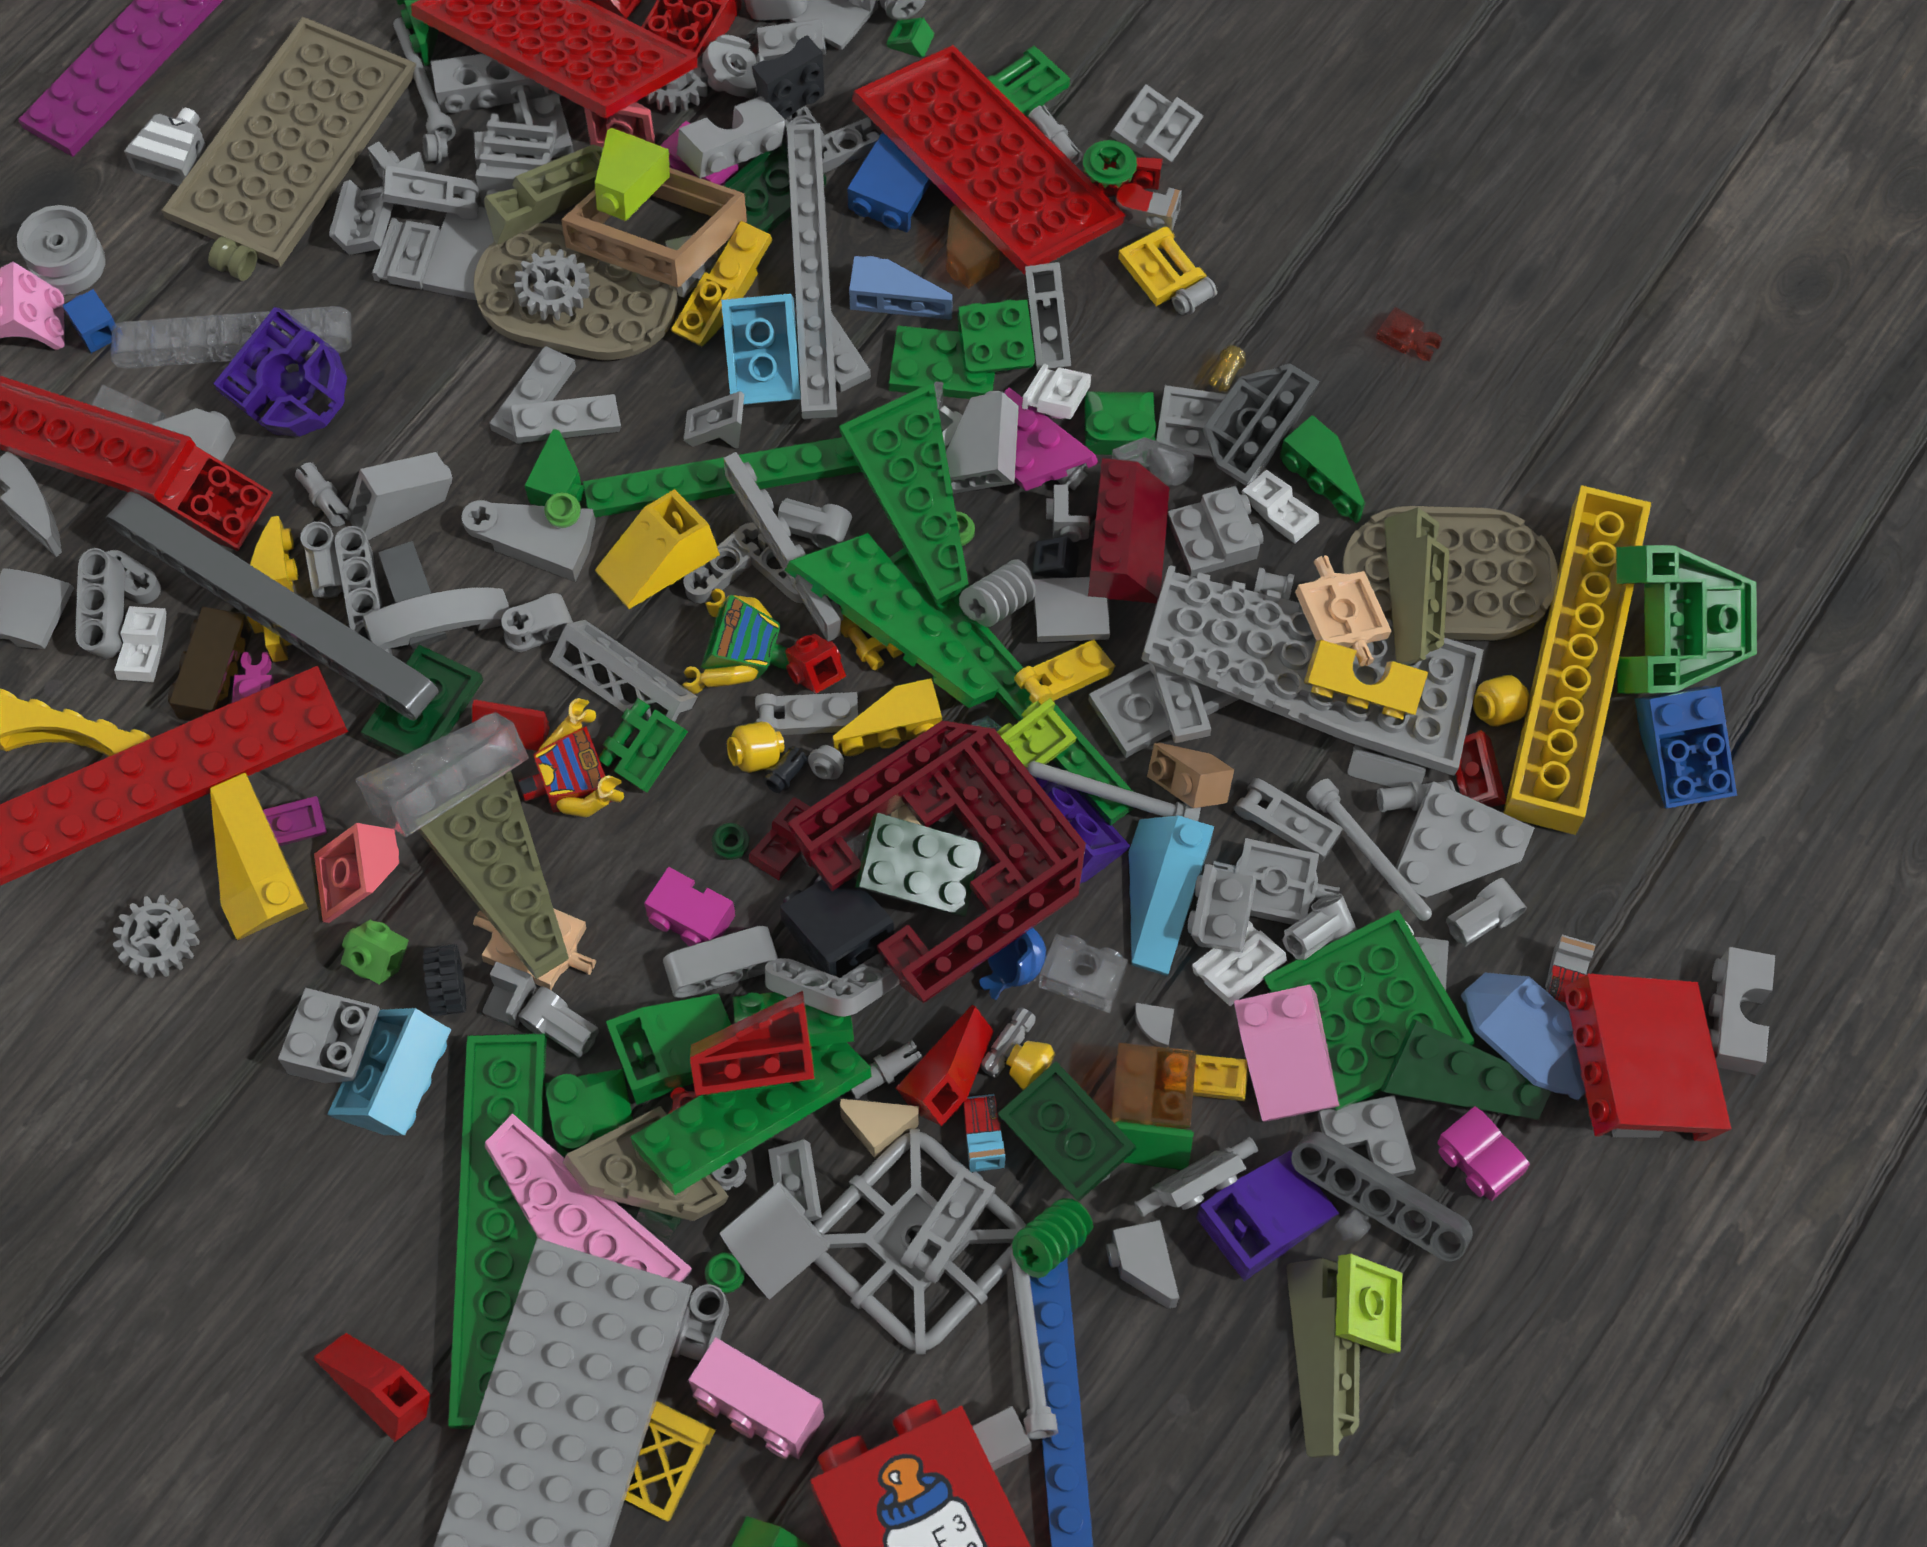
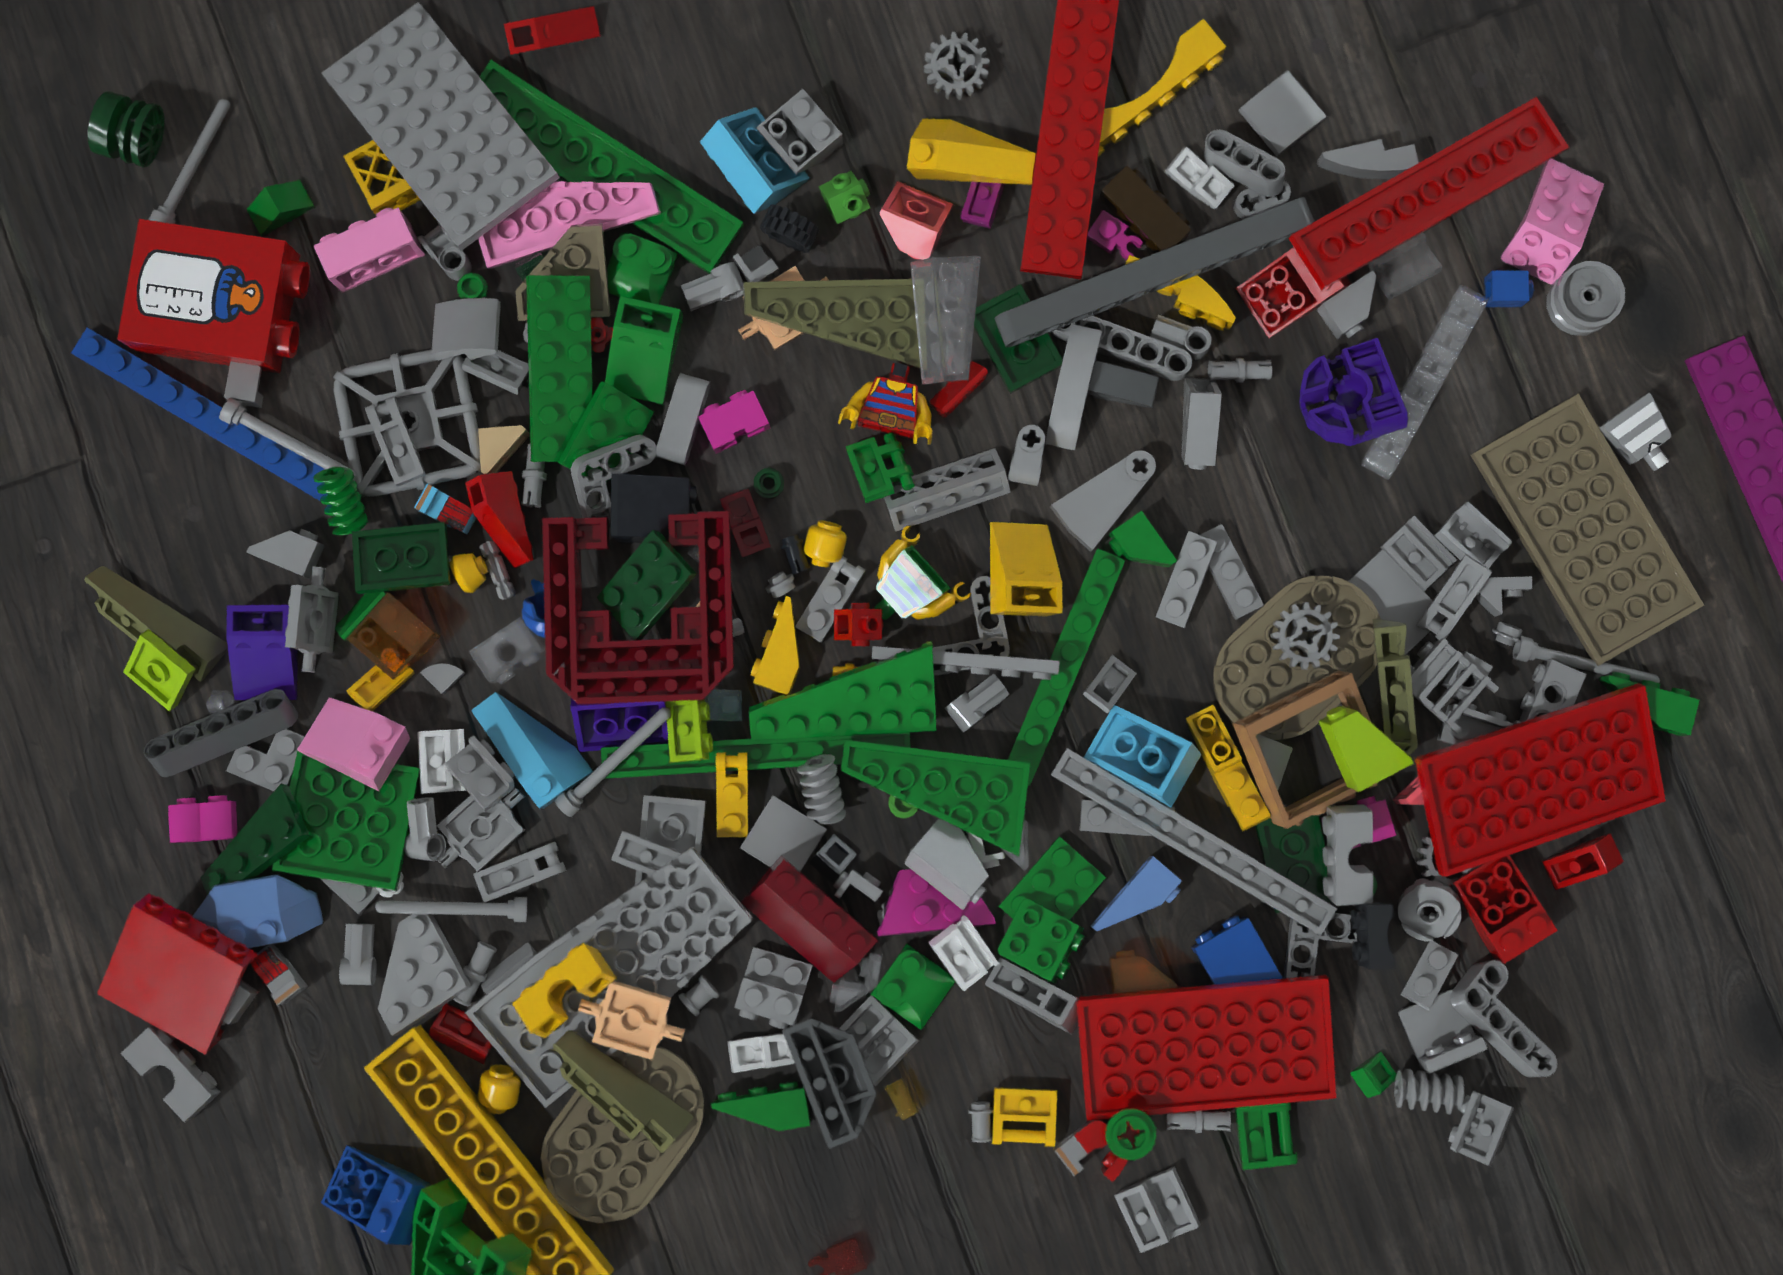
camera: 125 degrees right, 20 degrees up
(229, 257) = (1498, 421): olive wheel -> none
(562, 510) = (1101, 524): bright green plate -> none
(756, 1051) = (582, 384): red wedge -> none
(1190, 775) = (593, 825): medium nougat slope -> none

